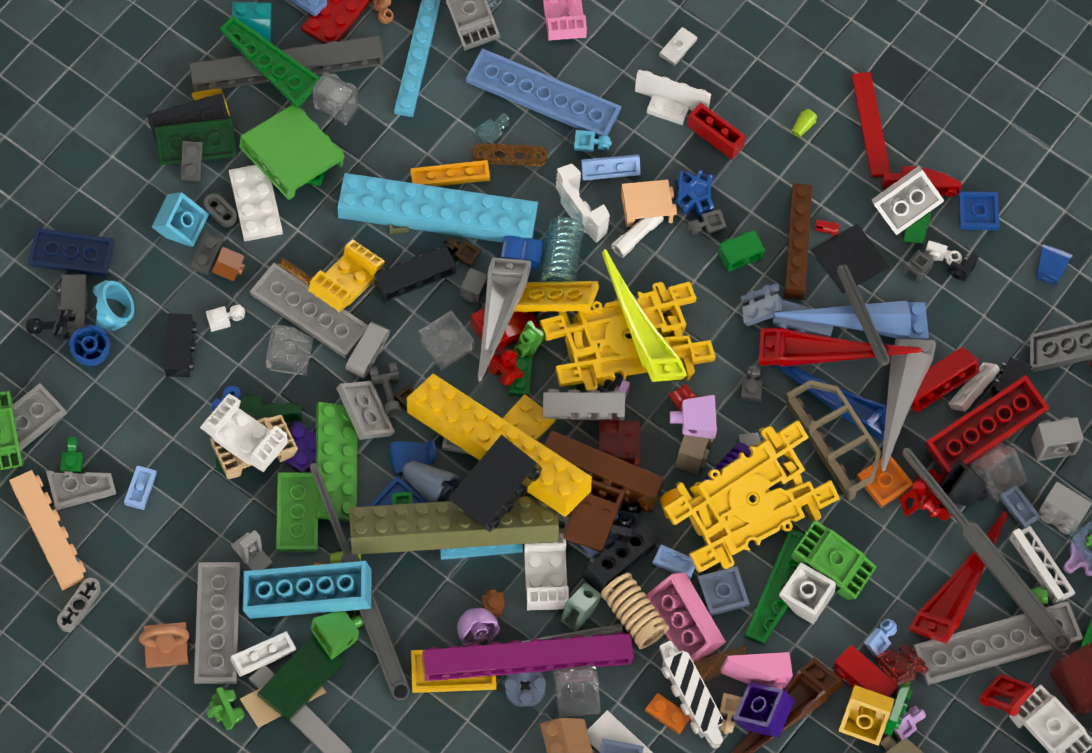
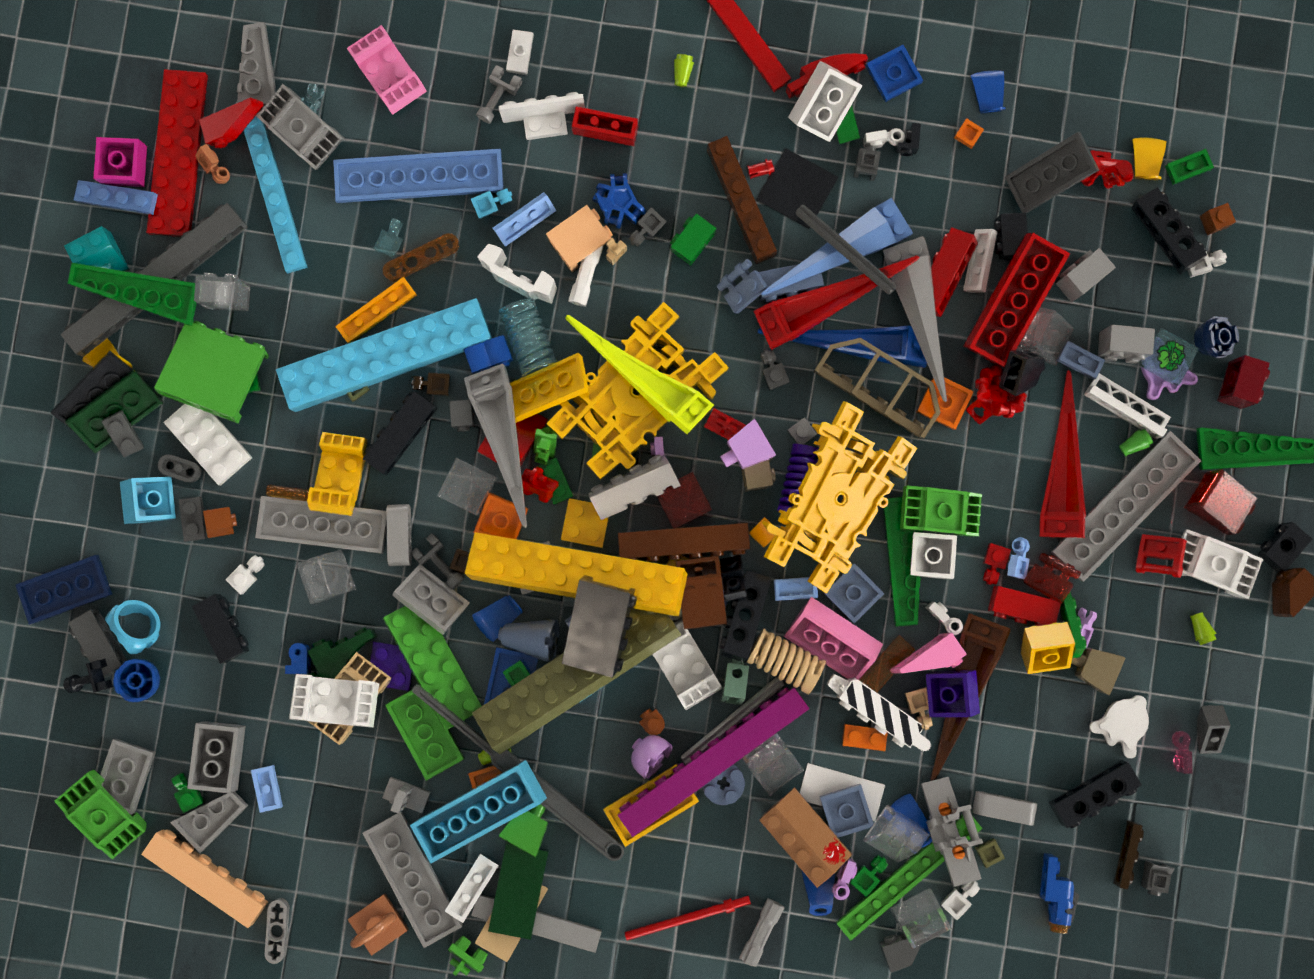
camera: 20 degrees left, 20 degrees up
(116, 439) = (216, 757): none -> light grey brick
(462, 376) = (499, 518): none -> orange plate
(624, 76) = (485, 114): none -> light grey bar
(672, 226) = (615, 250): none -> tan plate
(788, 644) = (939, 611): none -> white plate
(861, 628) = (996, 557): none -> red plate
(996, 562) = (1090, 433): dark grey piece -> none
(1017, 286) = (968, 133): none -> orange plate

